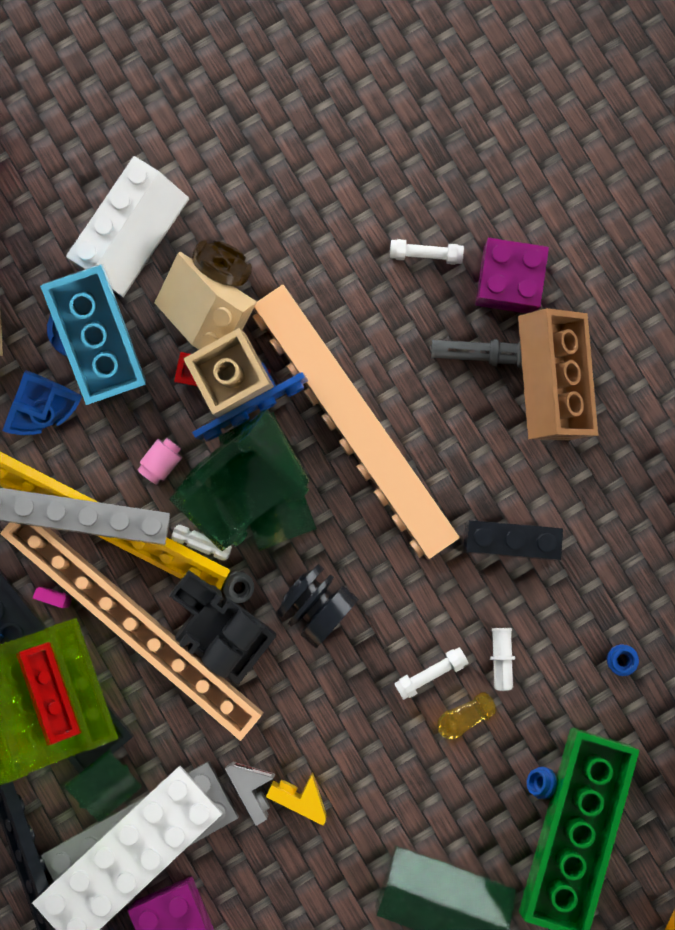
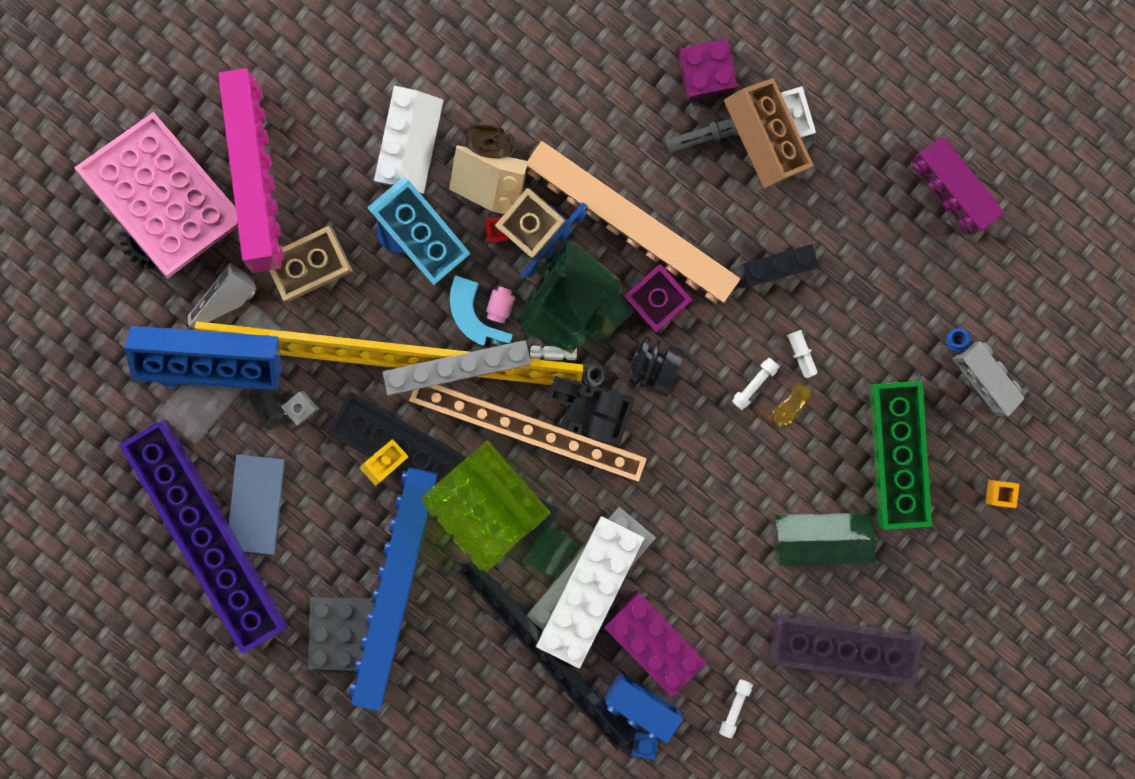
camera: 20 degrees left, 5 degrees up
(39, 405) = (394, 297): blue brick -> none
(48, 693) = (490, 499): red plate -> none
(52, 597) = (466, 432): dark pink tile -> none
(112, 453) = (462, 309): none -> medium azure arch
(246, 781) = (652, 508): light grey slope -> none
(307, 804) = (701, 507): yellow slope -> none
(350, 523) = (657, 298): none -> magenta brick
(452, 254) = (657, 69): white bar -> none
(542, 782) = (862, 431): blue plate -> none
(604, 365) = (799, 111): none -> white plate
(632, 660) = (897, 322): blue plate -> none

